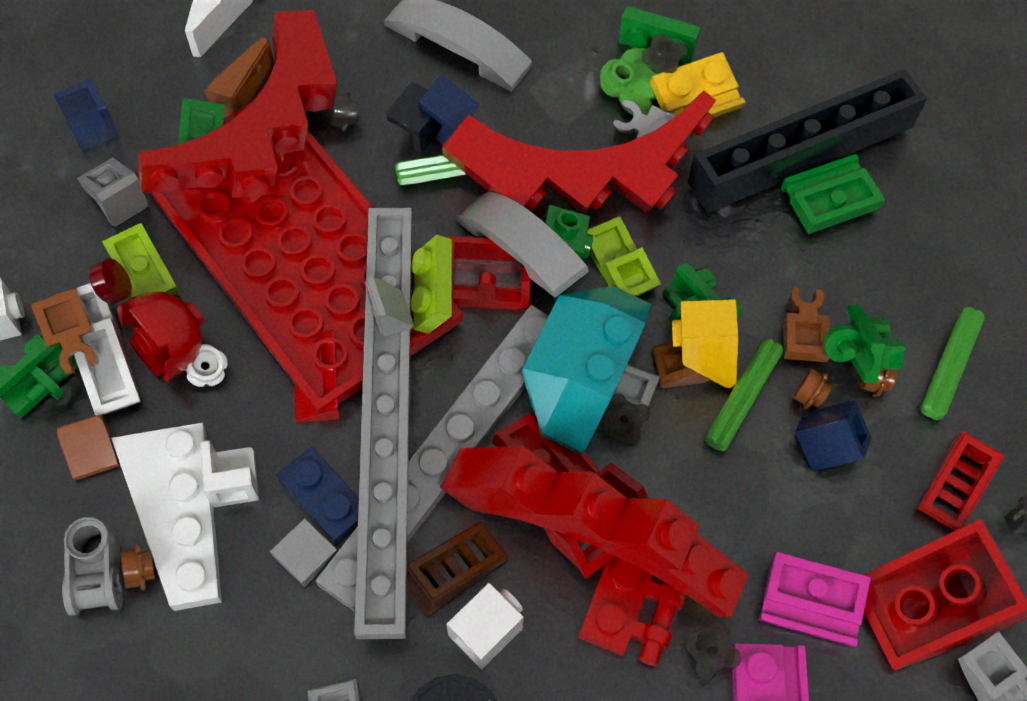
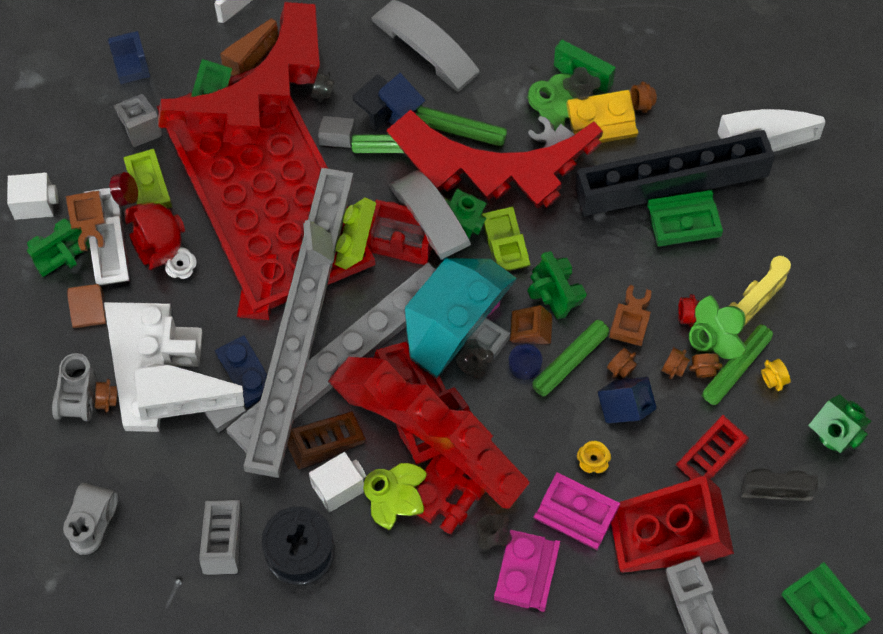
camera: 15 degrees right, 0 degrees up
(236, 544) = (175, 391): none -> white slope
(373, 163) = (336, 131): none -> light grey slope
(536, 129) = (463, 126): none -> bright green axle
(574, 626) = (398, 494): none -> lime plate
(687, 410) = (525, 361): none -> clear blue tile
(709, 339) = (549, 312): yellow slope -> none
(740, 58) = (643, 97): none -> dark orange plate
(821, 512) = (597, 449): none -> yellow plate
(865, 344) = (670, 337): green hips -> none
(875, 302) = (686, 310): none -> red plate
(916, 371) = (705, 365): none -> dark orange plate
(924, 63) = (782, 127): none -> white slope
(927, 318) = (721, 326): none -> bright green plate
(950, 272) = (759, 293): none -> light yellow plate
(1004, 366) = (775, 374): none -> yellow plate

